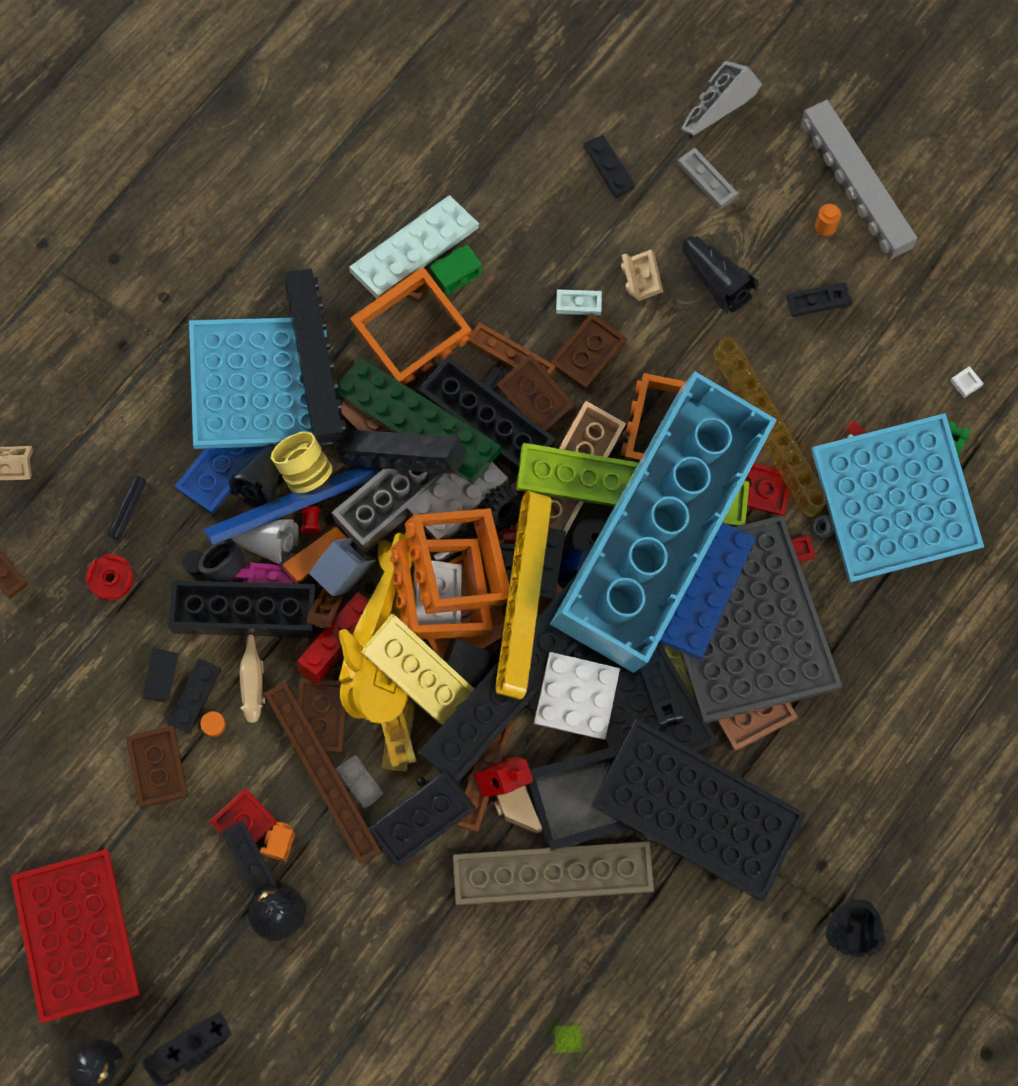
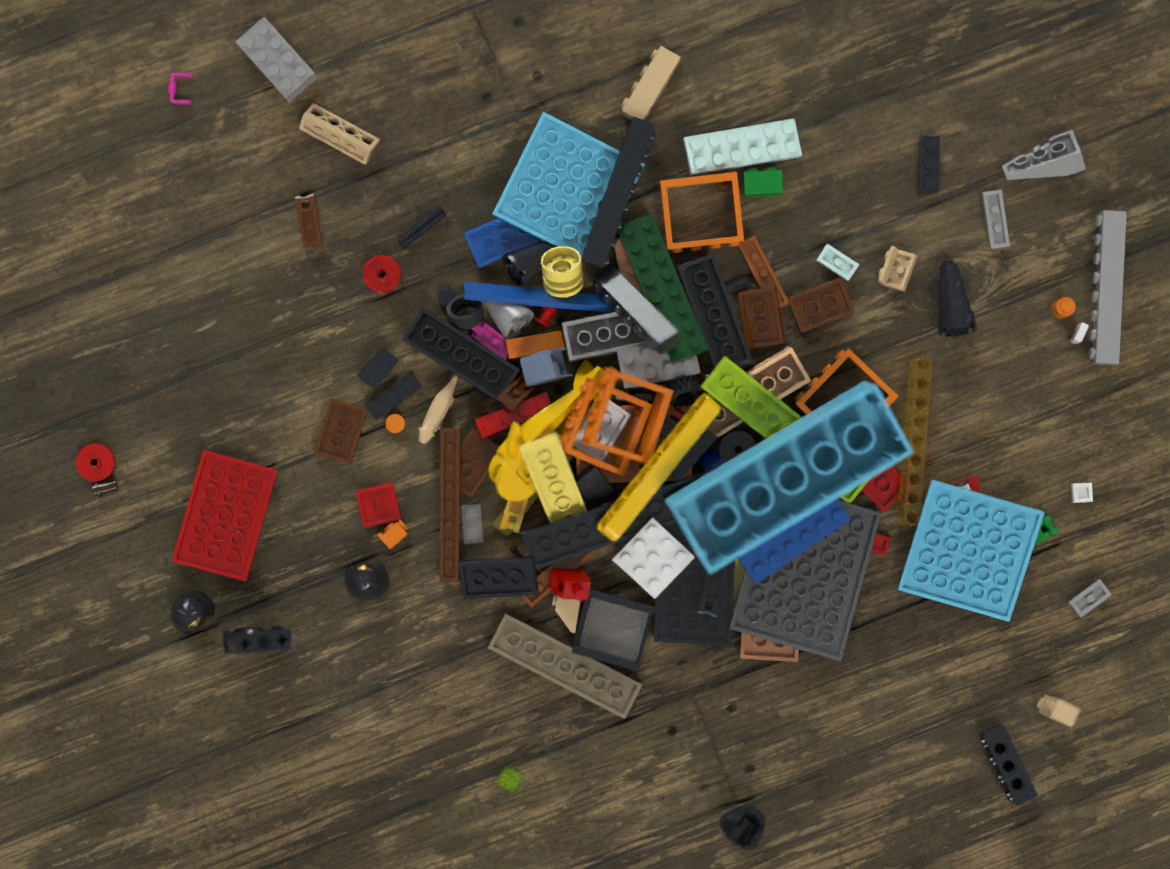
camera: 30 degrees right, 15 degrees up
(248, 857) = (367, 534): black plate -> none
(286, 238) = (651, 84): none -> tan brick
(698, 810) = (687, 685): black plate -> none
(818, 299) = (1015, 365): black plate -> none
(819, 526) = (901, 538): dark grey plate -> none
(859, 234) = (1079, 333): none -> white tile

